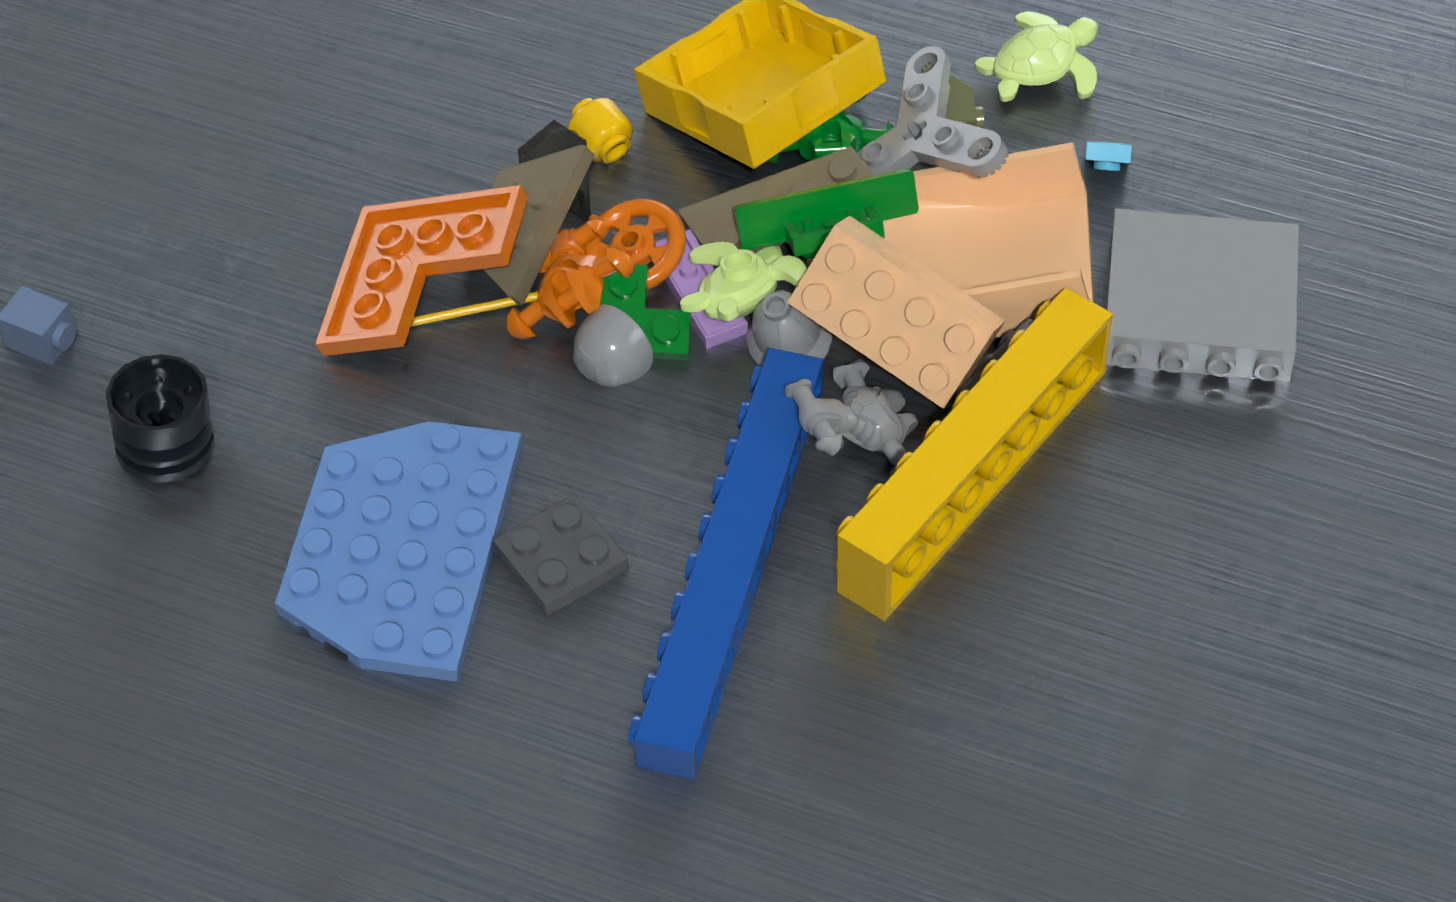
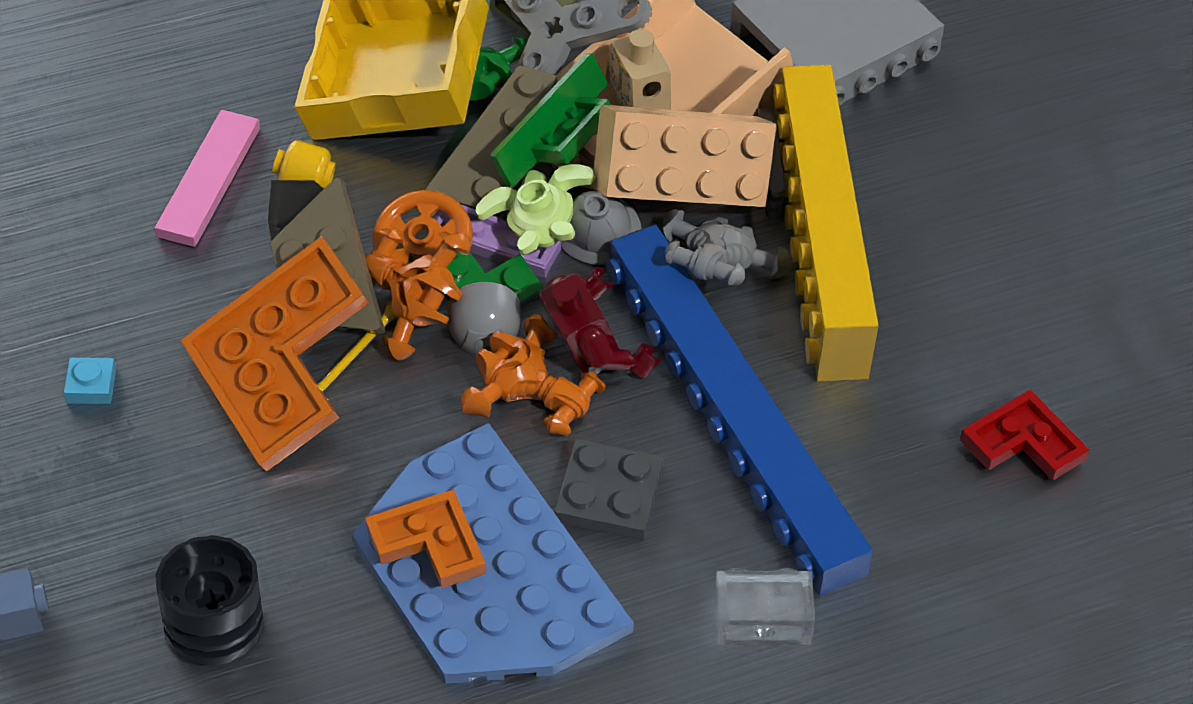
camera: 45 degrees left, 0 degrees up
(272, 196) = (90, 381): none -> medium azure plate
(372, 482) = (429, 526): none -> orange plate
(527, 90) = (207, 178): none -> bright pink tile
(567, 735) = (764, 607): none -> clear brick
(587, 410) = (519, 372): none -> orange piece
(671, 402) = (584, 329): none -> dark red torso
(952, 207) = (637, 68): none -> tan torso
(960, 752) = (1029, 427): none -> red plate

